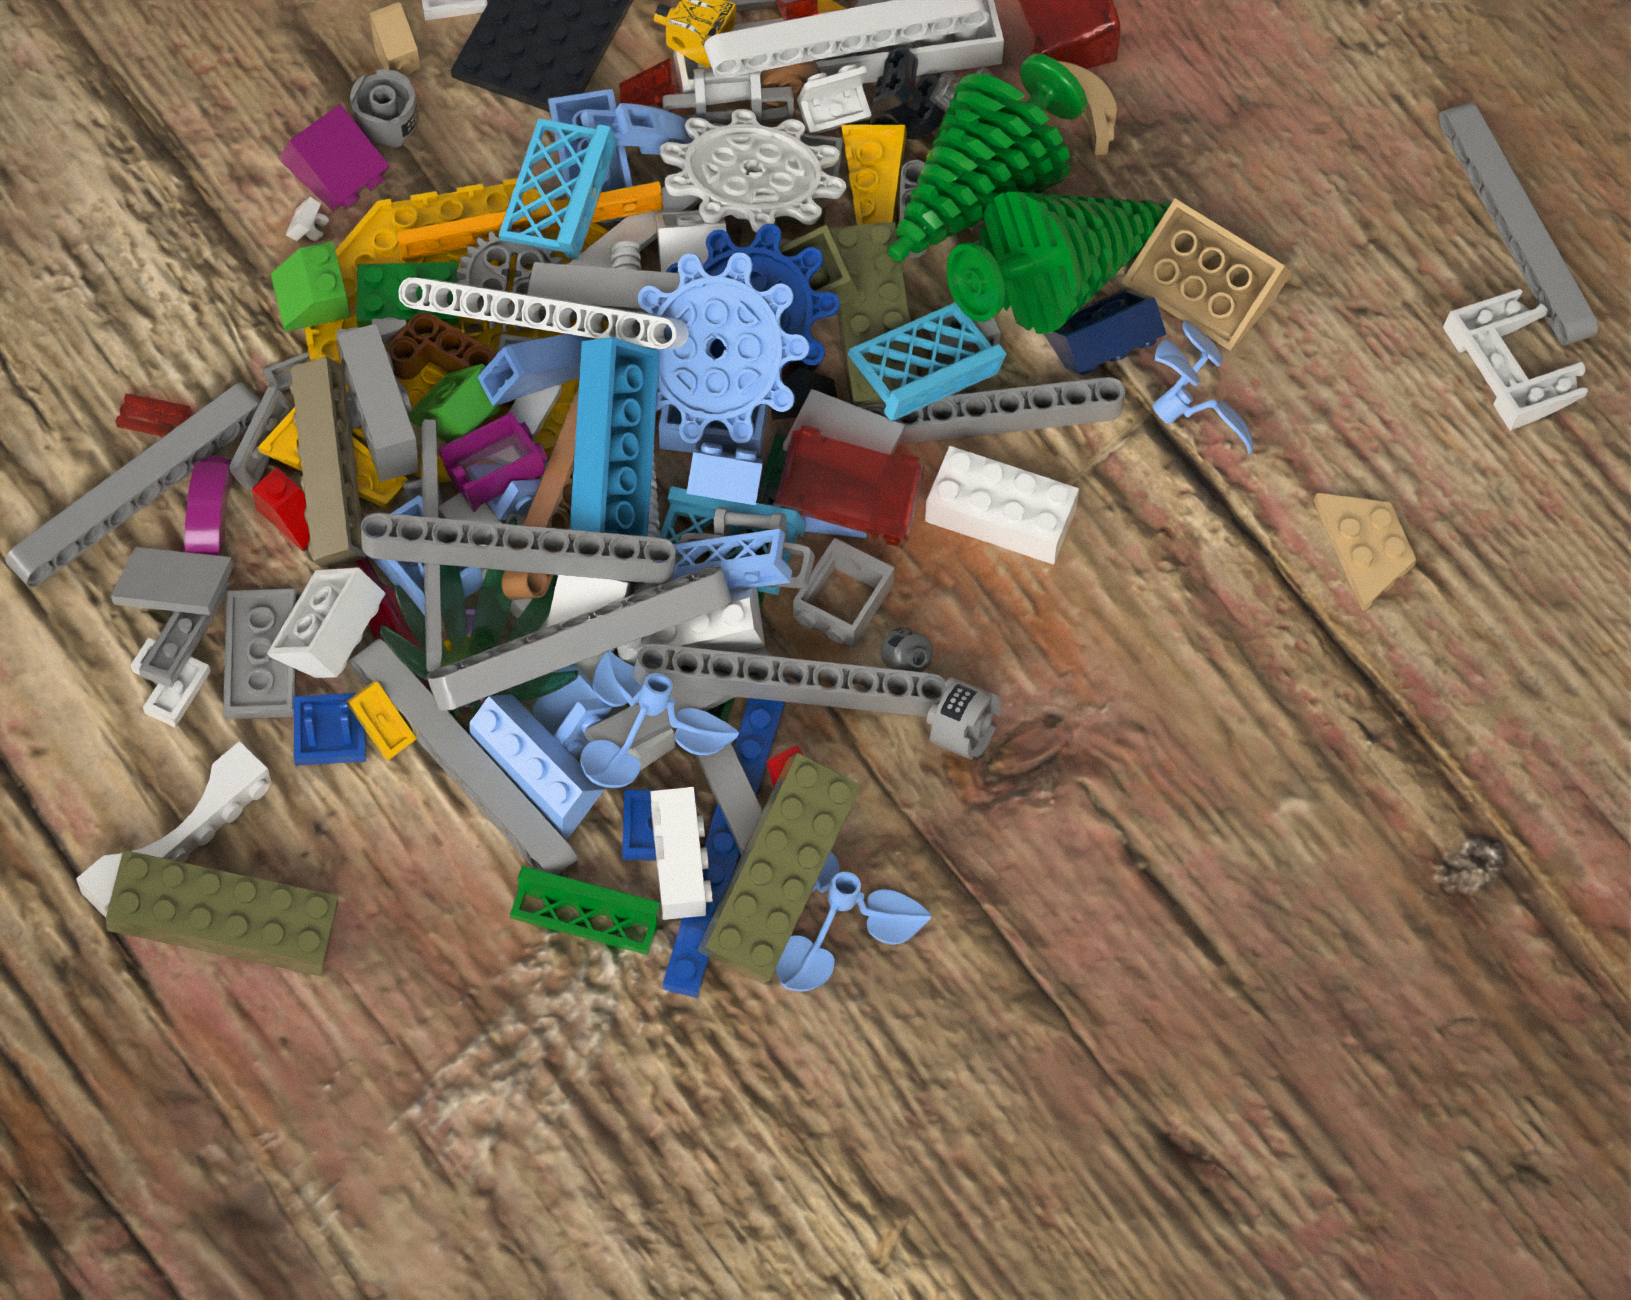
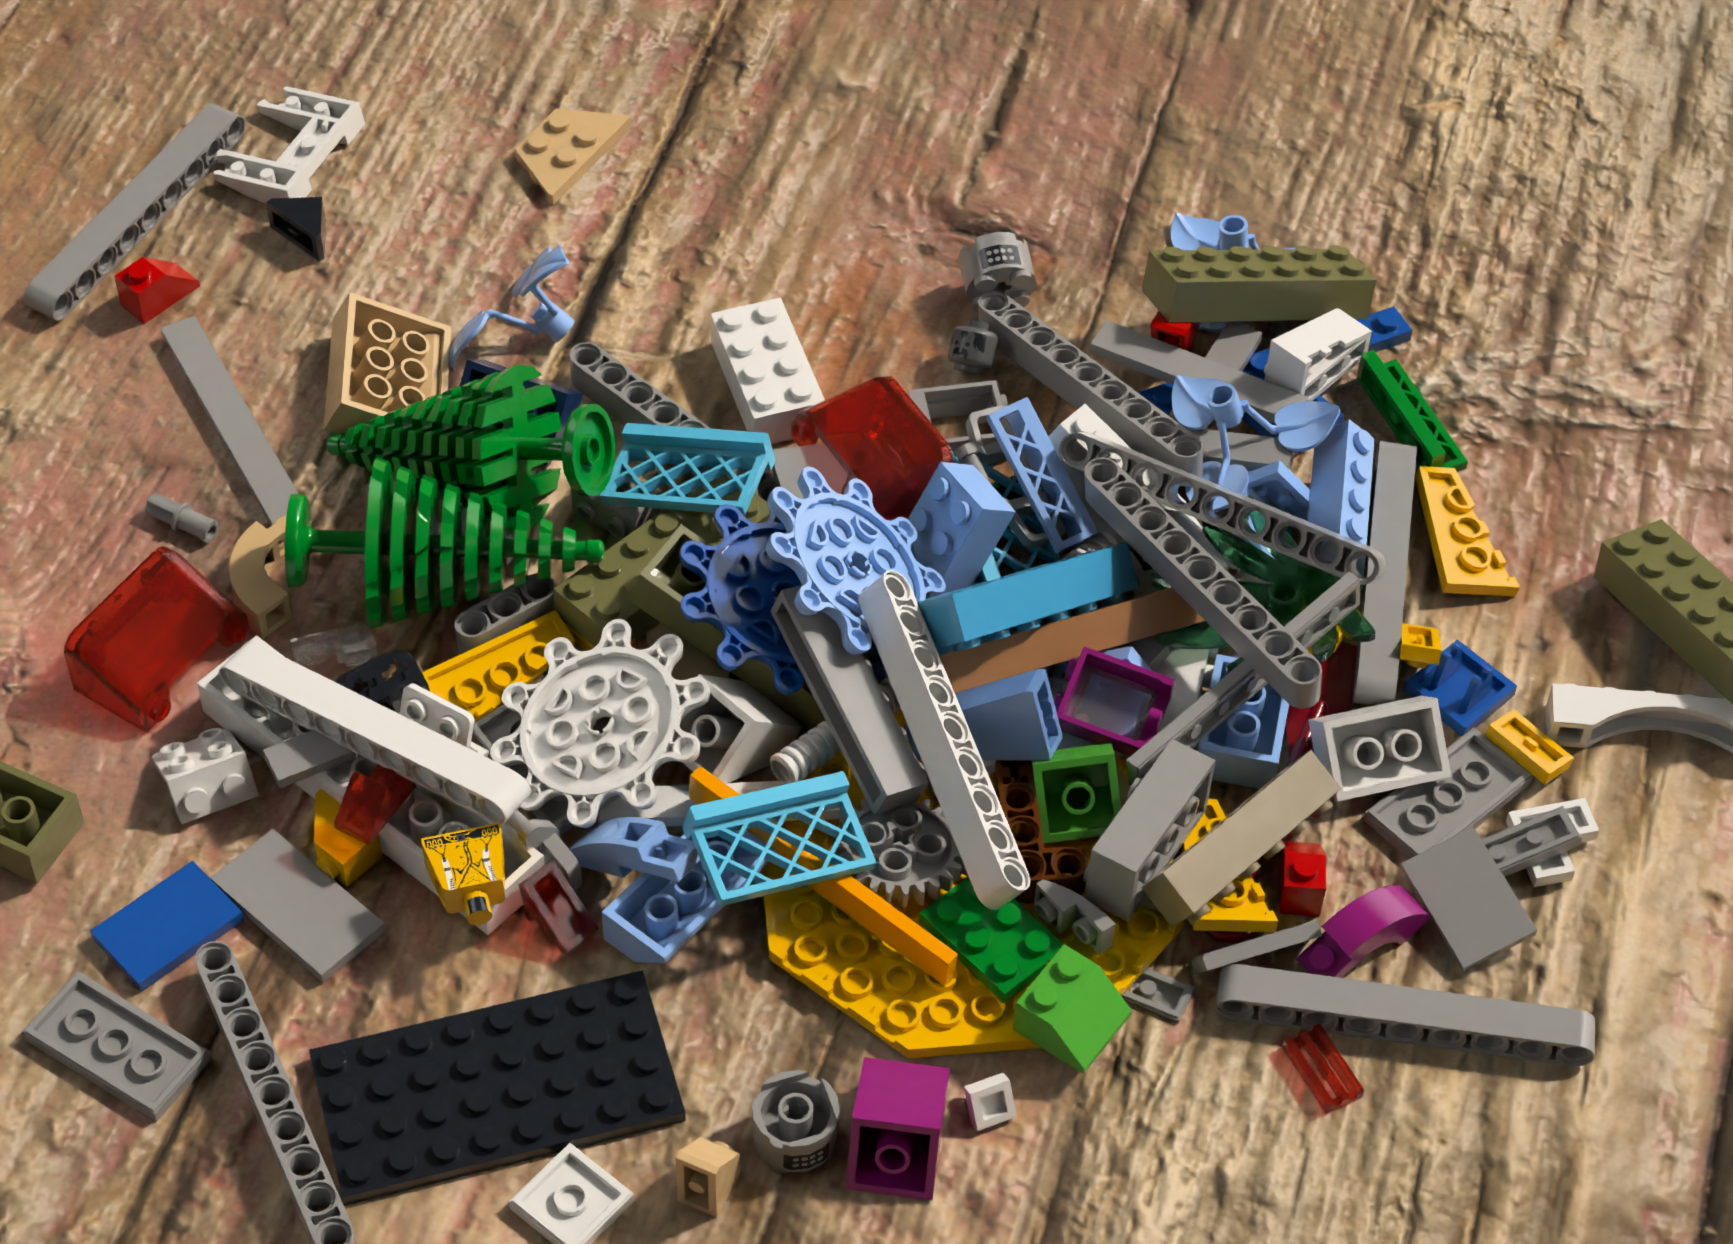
camera: 130 degrees left, 10 degrees down
(248, 726) = (1529, 746): none -> yellow plate
(445, 841) = (1459, 539): none -> yellow wing
(738, 760) = (1167, 361): none -> light grey tile
(1172, 87) = (182, 517): none -> light grey axle
(1242, 167) = (230, 417): none -> light grey tile
(1411, 312) = (300, 222): none -> black slope
(1421, 188) = (152, 287): none -> red slope

